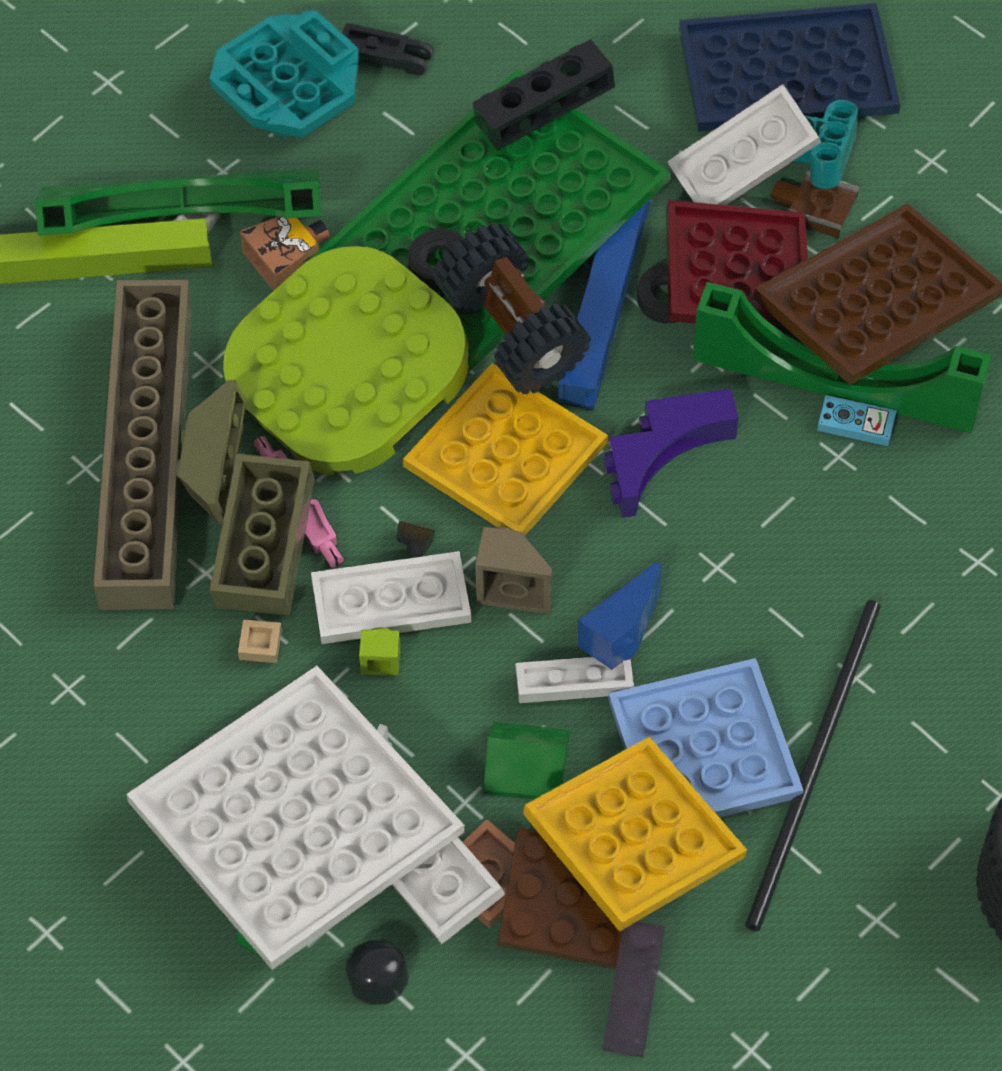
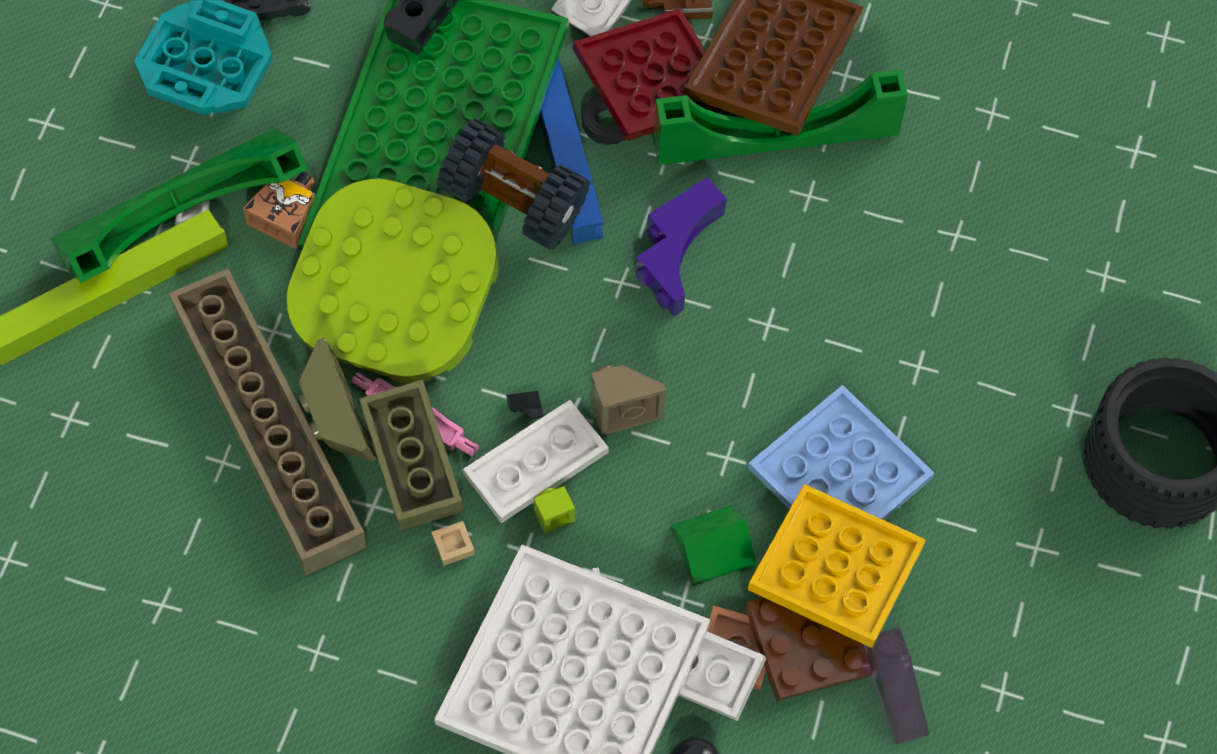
camera: 30 degrees left, 5 degrees up
(423, 246) = (410, 151): black tyre -> none
(505, 452) = (557, 302): yellow plate -> none
(570, 679) = (713, 462): white plate -> none
(619, 623) = (728, 406): blue slope -> none
(812, 767) = (927, 450): black piece -> none
(856, 420) = (809, 161): medium azure tile -> none

